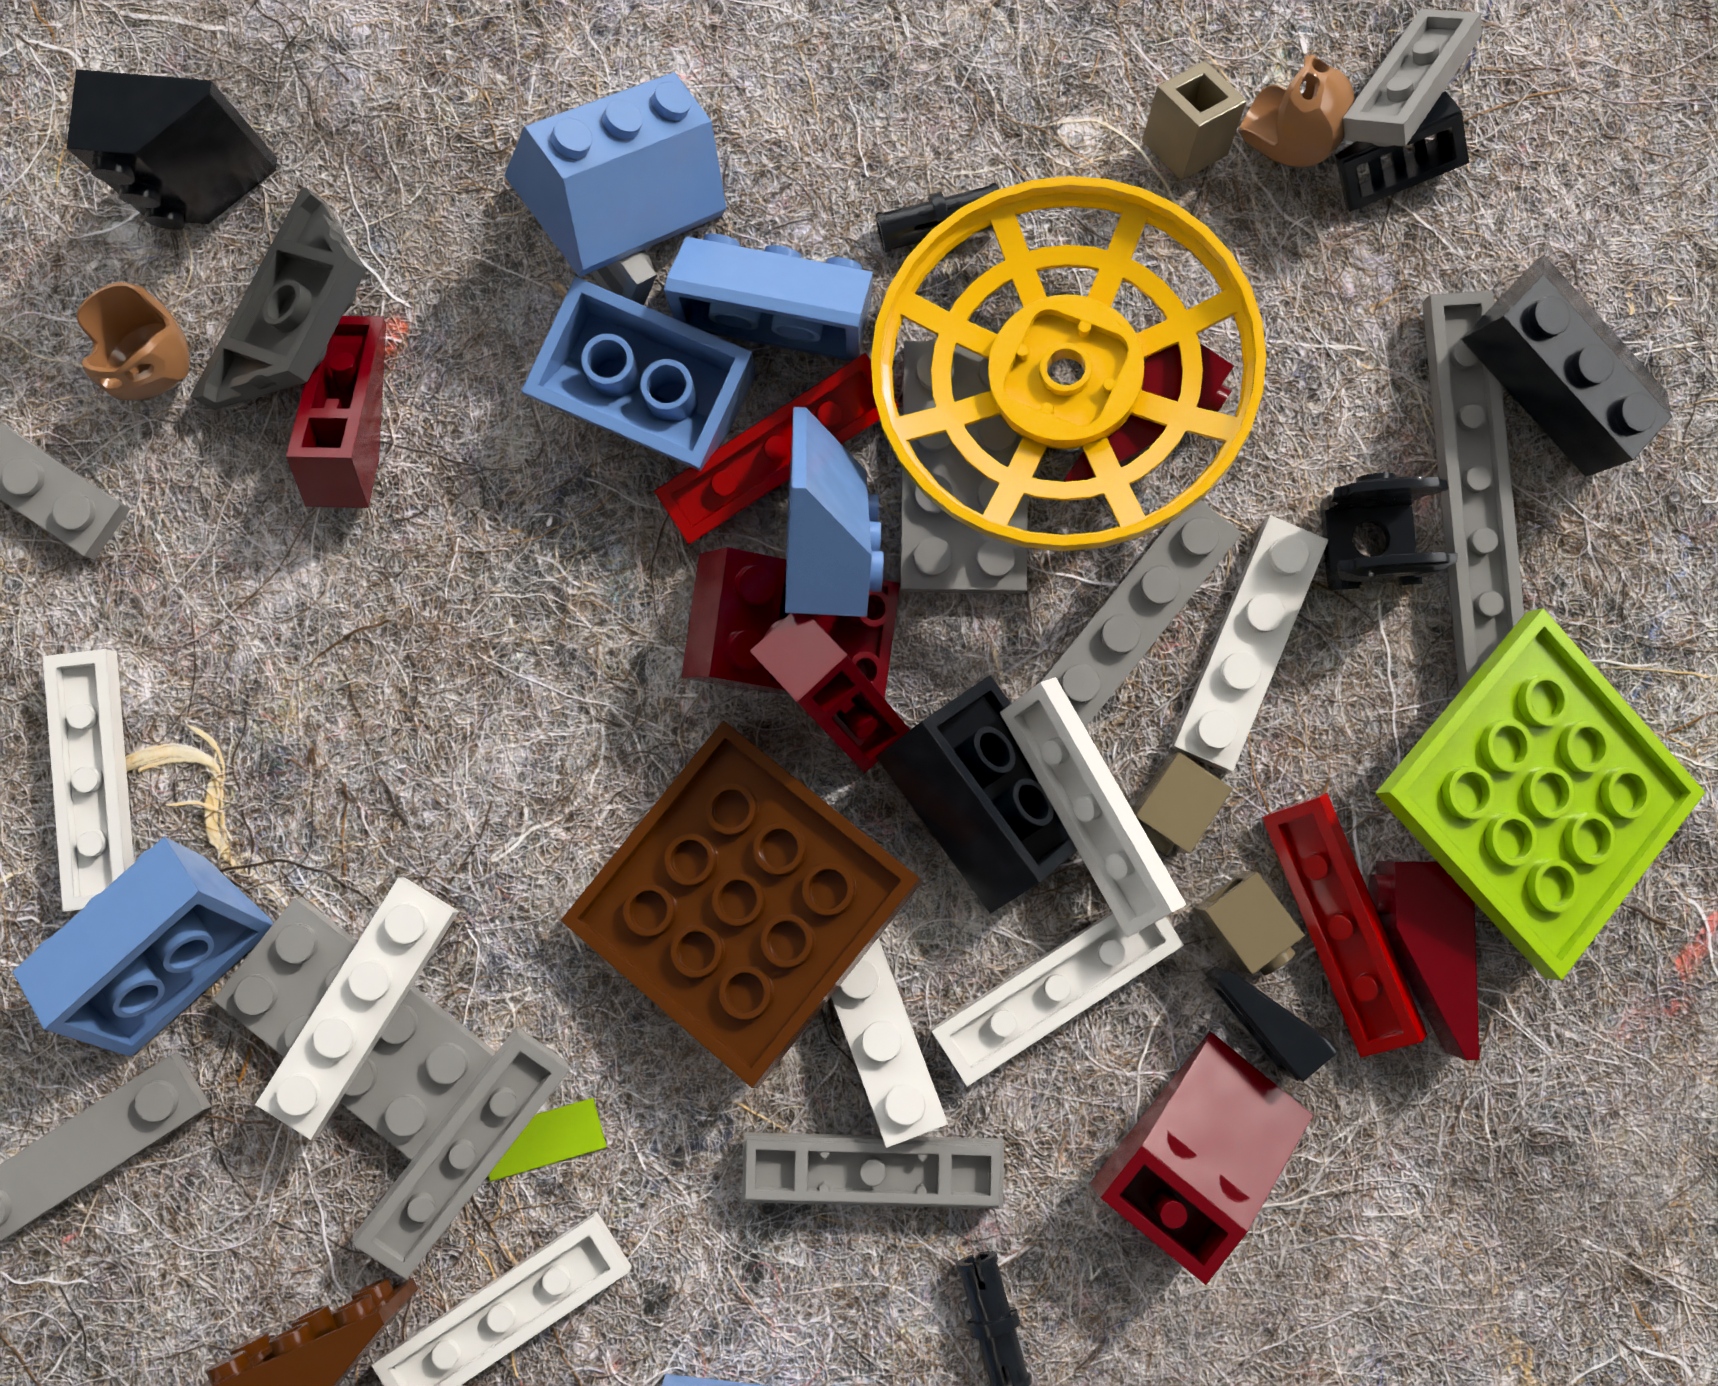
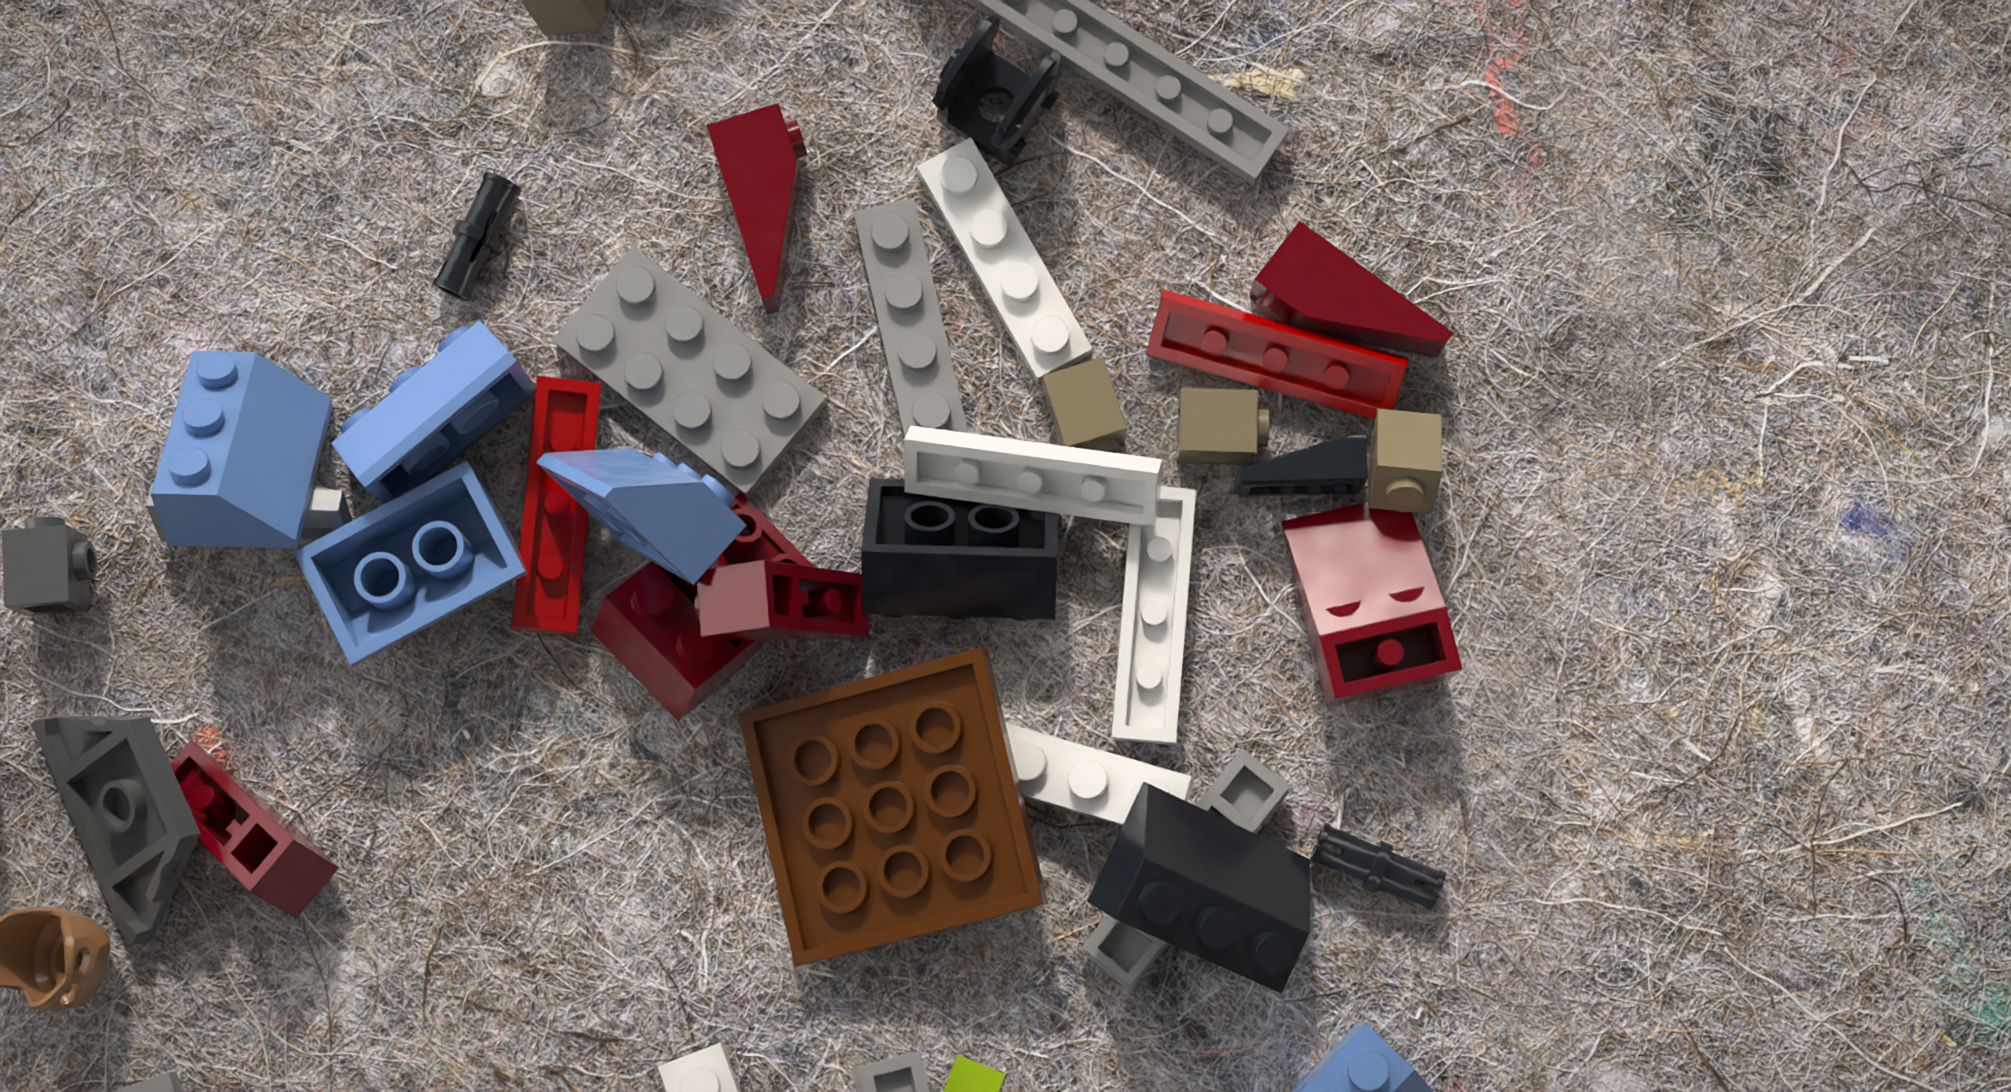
camera: 50 degrees left, 5 degrees down
(424, 100) = (47, 568): none -> dark grey brick
(866, 1209) = (1207, 887): none -> black slope
(1075, 330) = (649, 203): yellow dish -> none
(1341, 1100) = (1405, 461): none -> dark tan brick
(1542, 794) = (1287, 129): lime plate -> none

